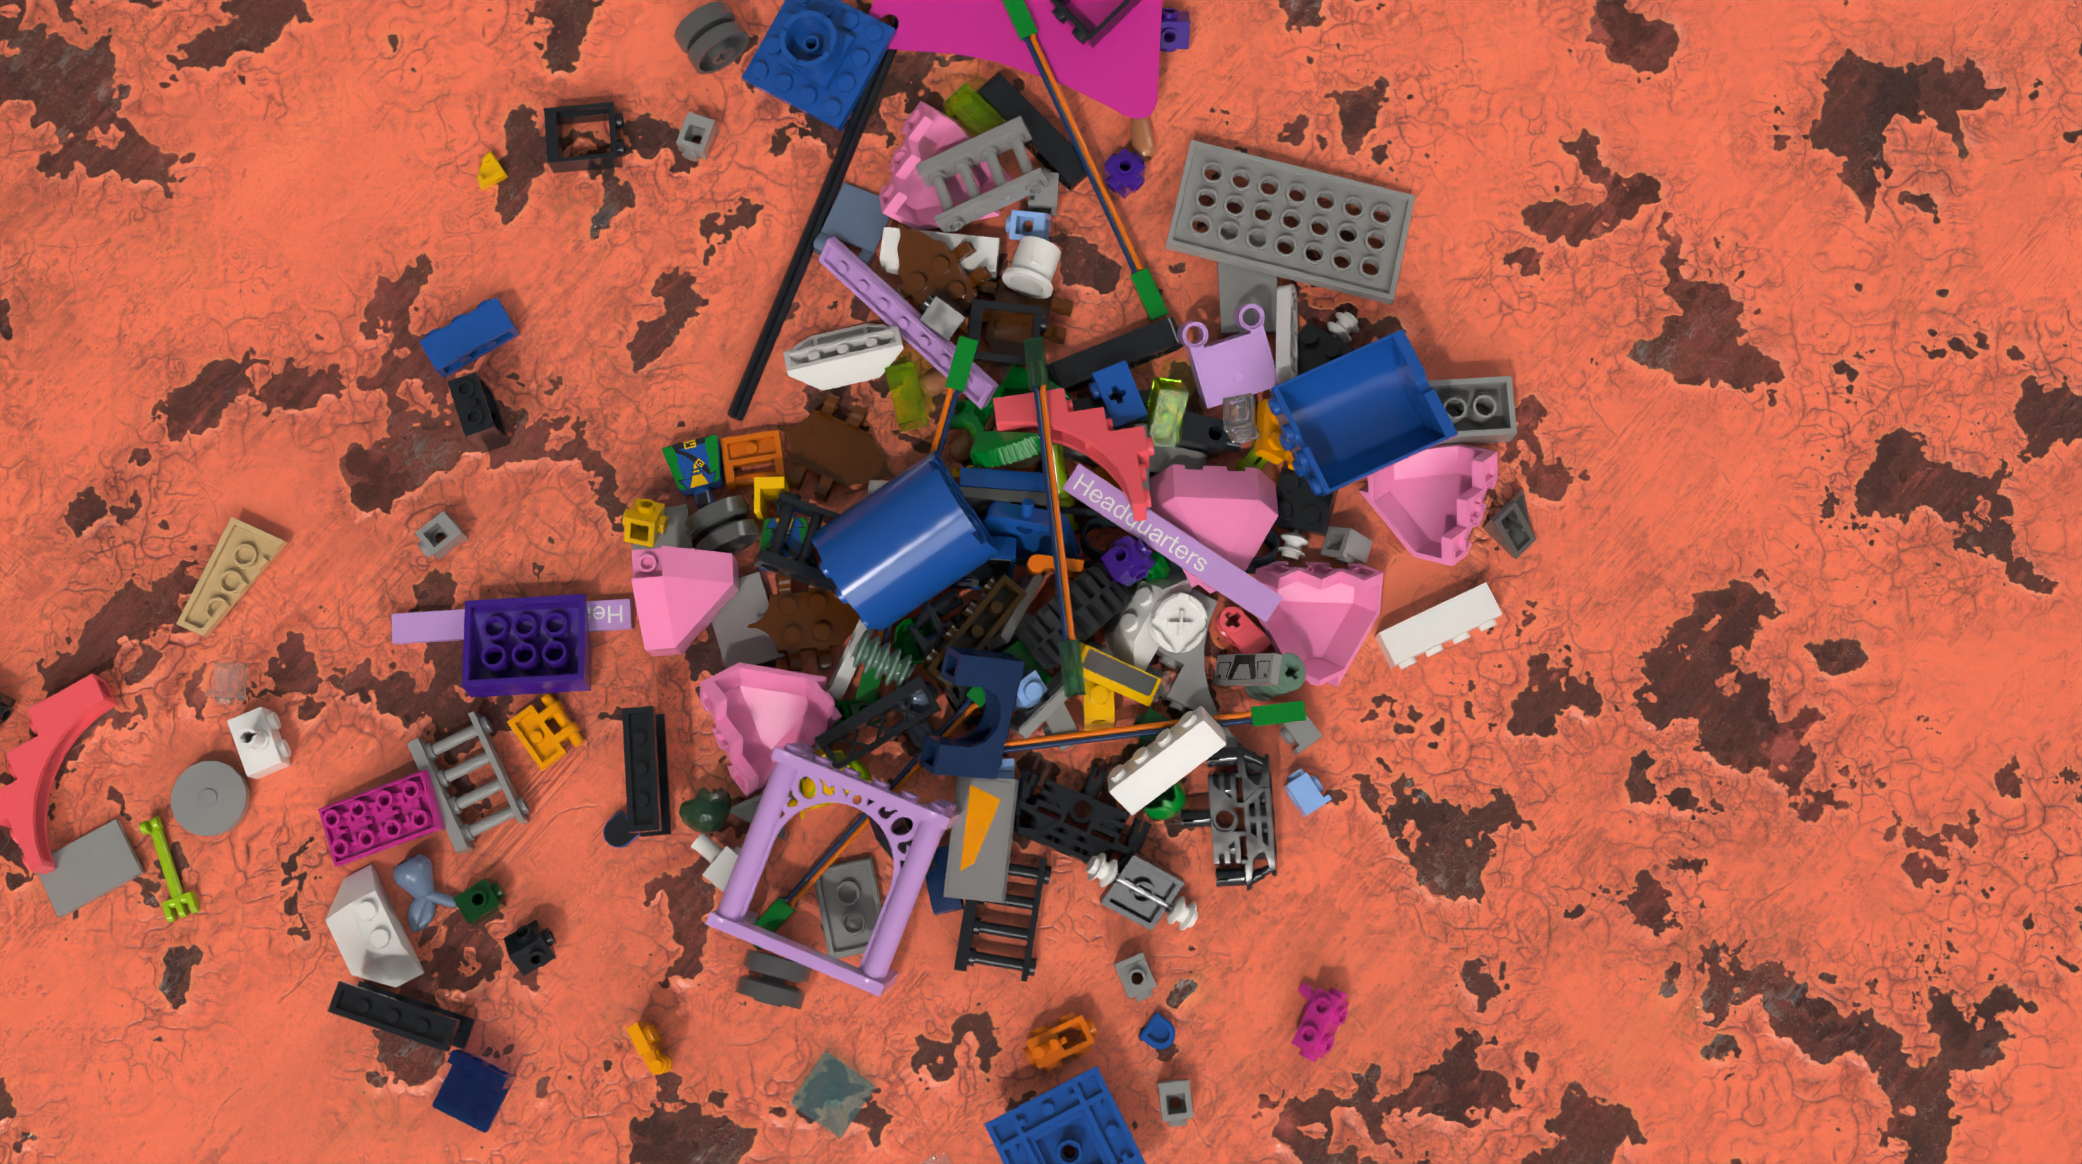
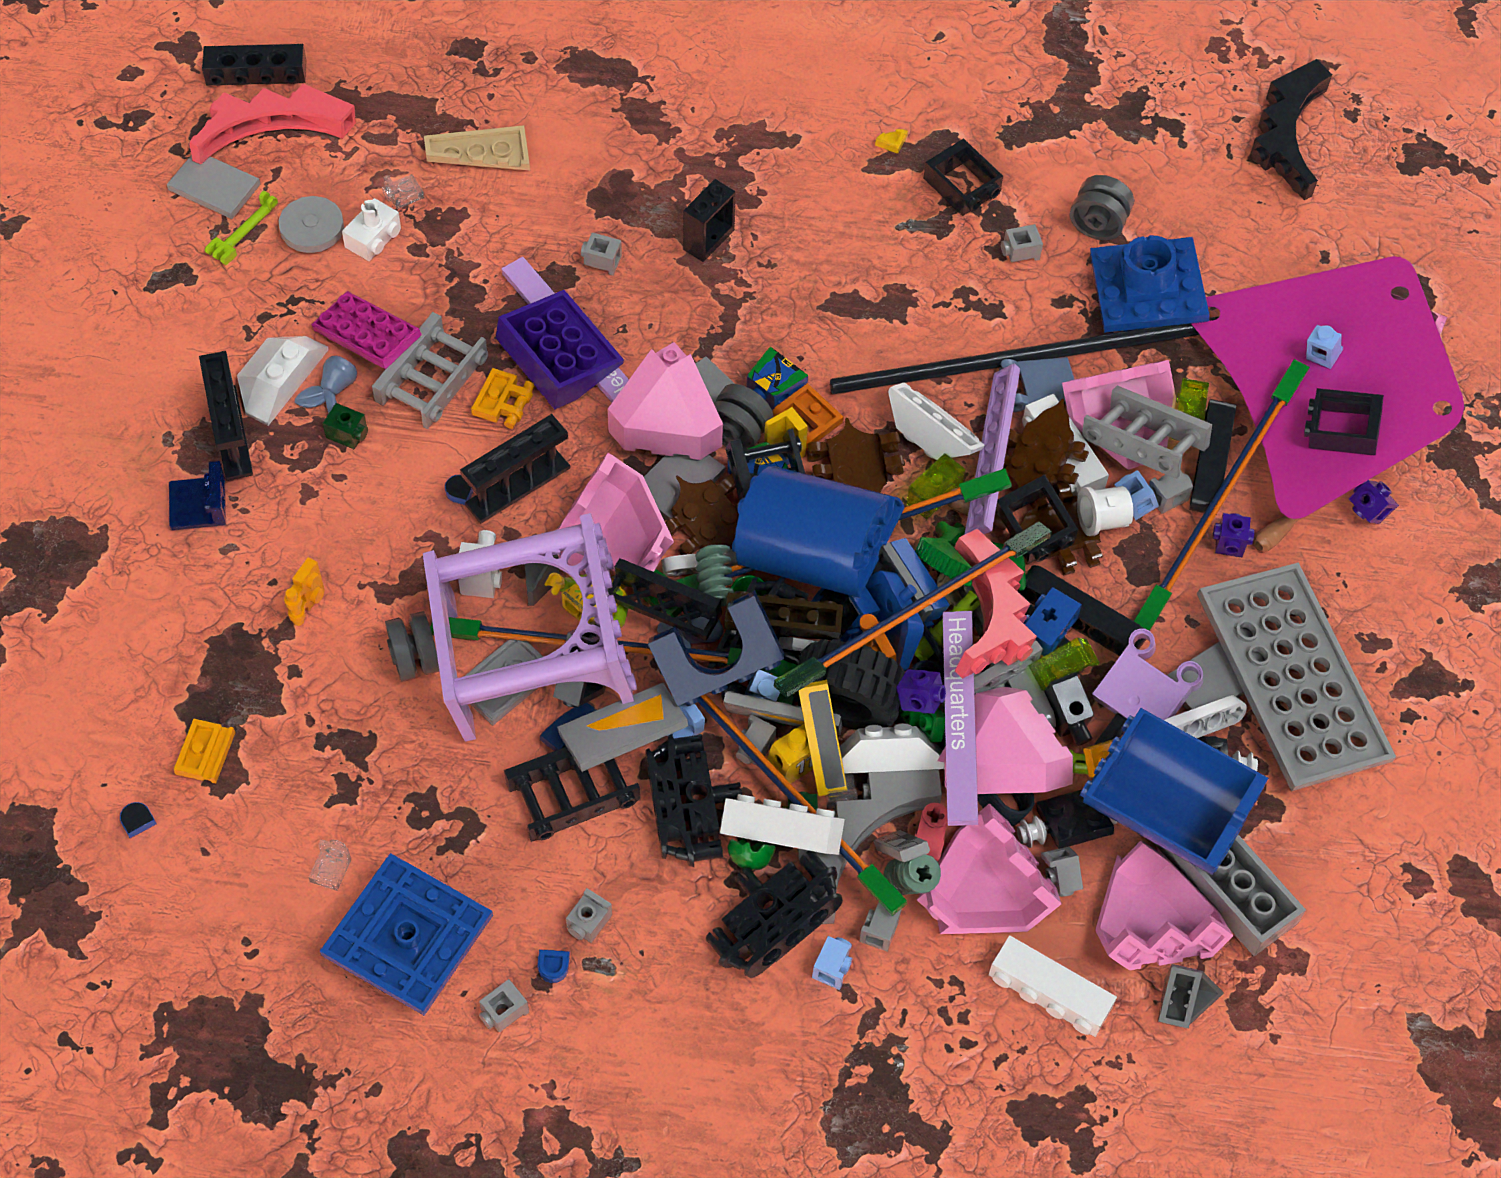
camera: 55 degrees right, 20 degrees down
(469, 337) = (763, 191): blue brick -> none
(530, 947) = (331, 475): black brick -> none
(644, 522) = (709, 361): yellow brick -> none
(706, 811) = (513, 525): clear green hair -> none
(833, 1094) = (347, 749): clear light blue plate -> none
(943, 314) = (1019, 464): brick -> none
(1050, 1046) = (491, 884): orange brick -> none
(1142, 890) = (662, 874): plate -> none
(1178, 622) = (901, 767): white tile -> none
(1240, 418) = (1100, 717): clear bracket -> none
(1321, 1019) = (645, 1085): dark pink brick -> none

